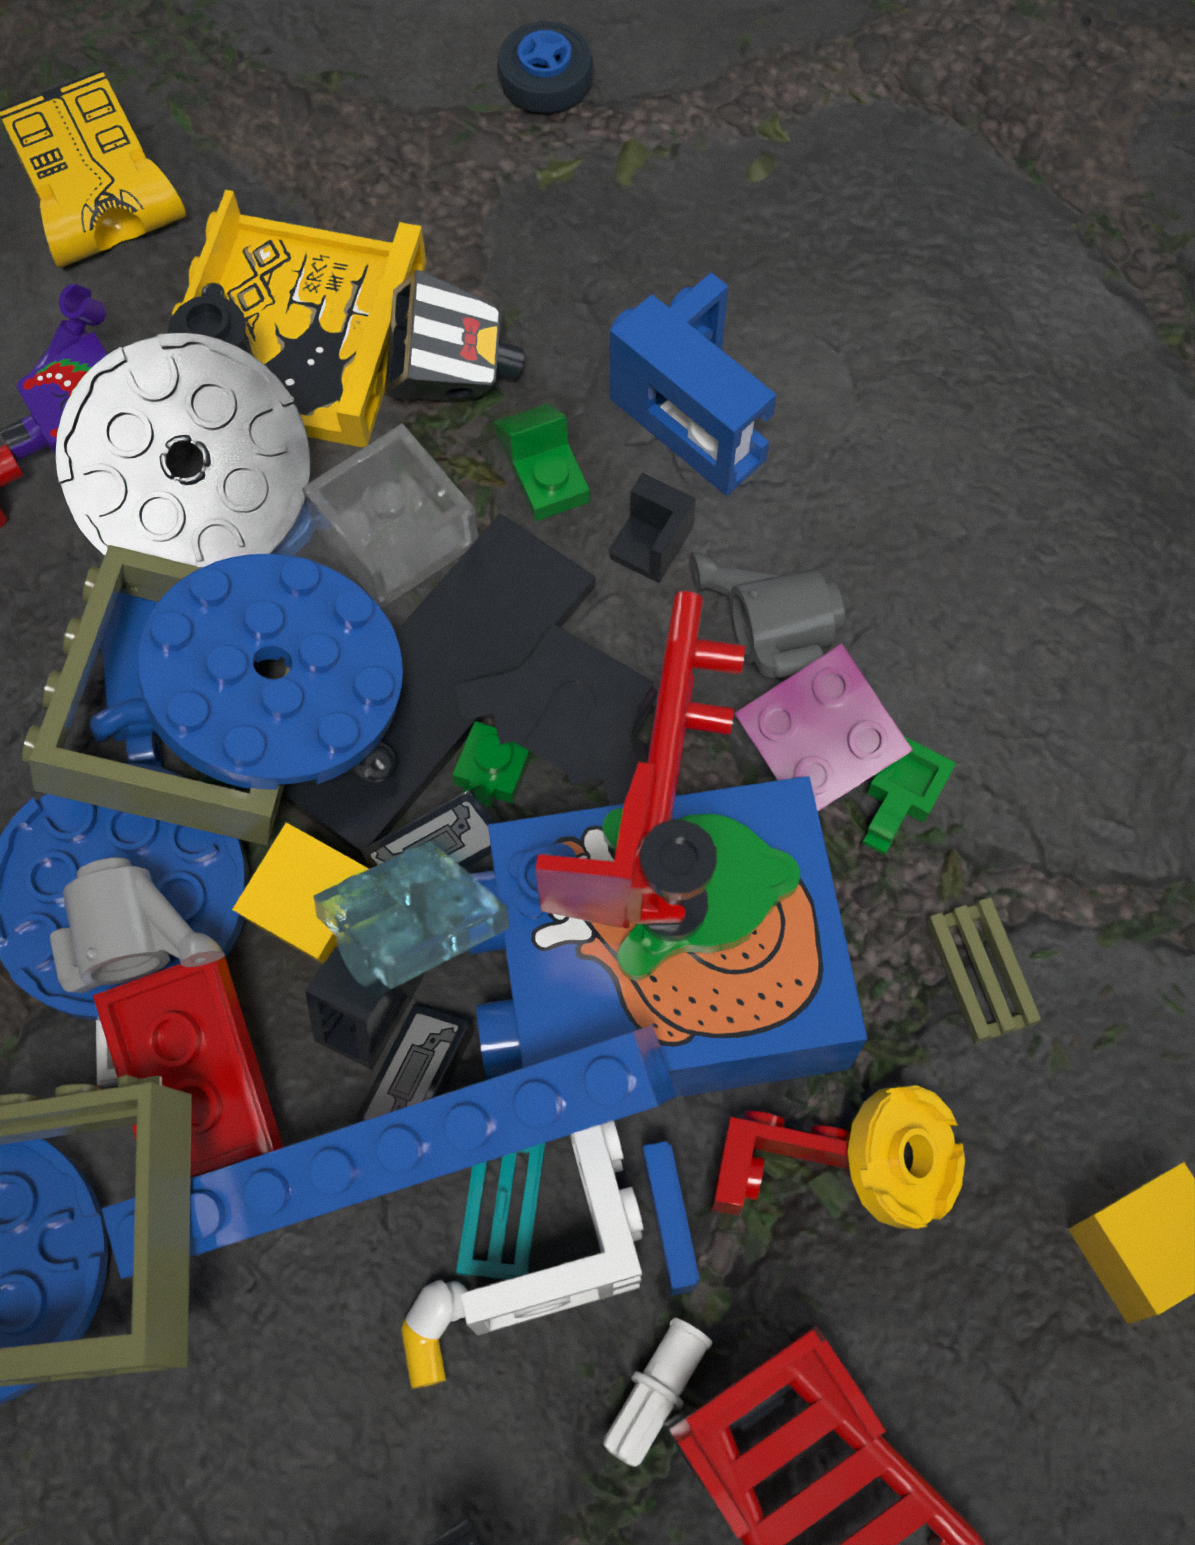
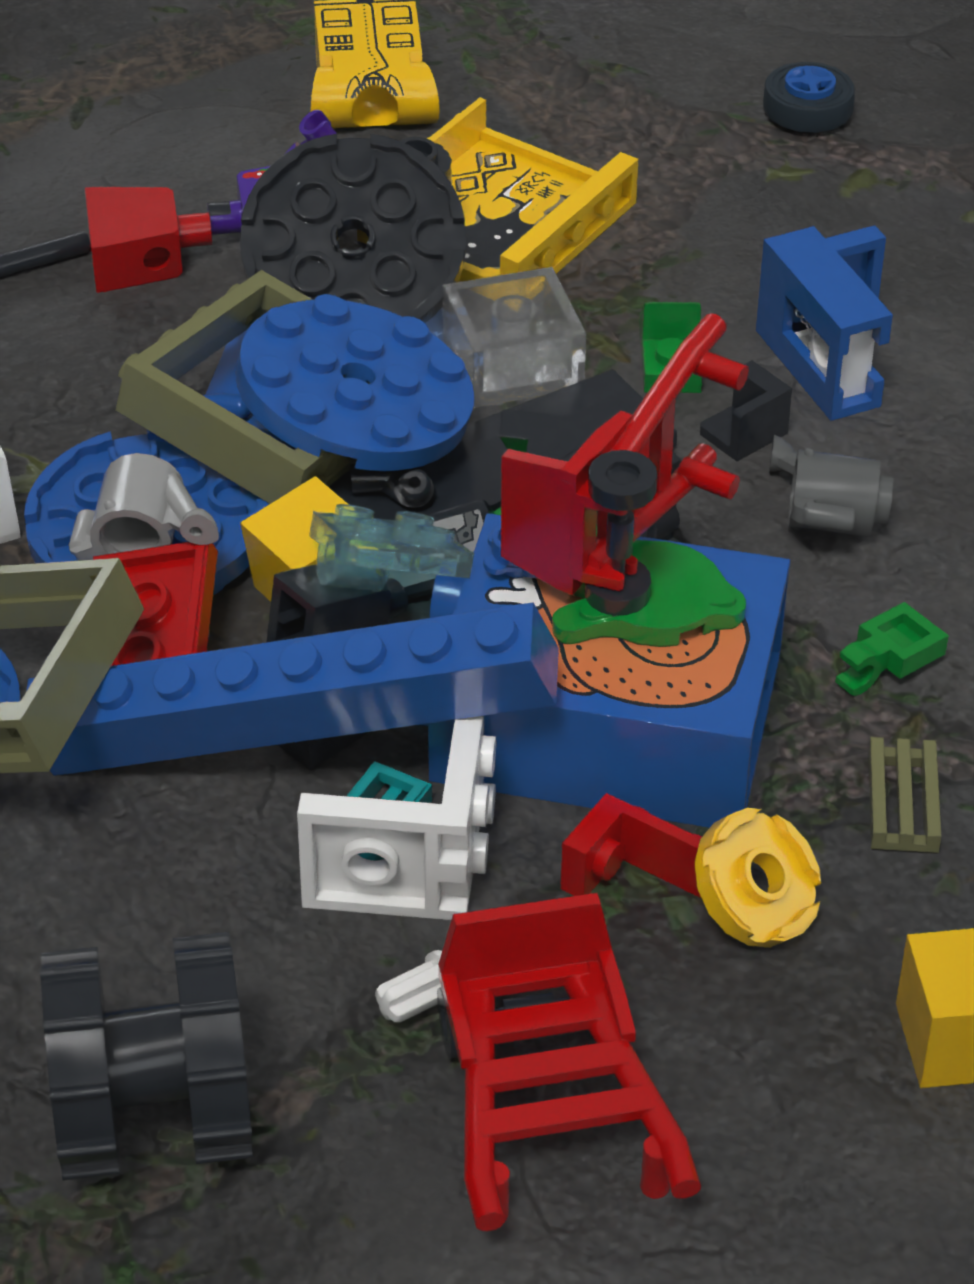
camera: 20 degrees right, 25 degrees down
(423, 1327) = (254, 877): arm -> none
(445, 343) = (621, 240): torso -> none
(670, 1218) = (518, 850): blue tile -> none
(824, 727) = (836, 574): hinge -> none

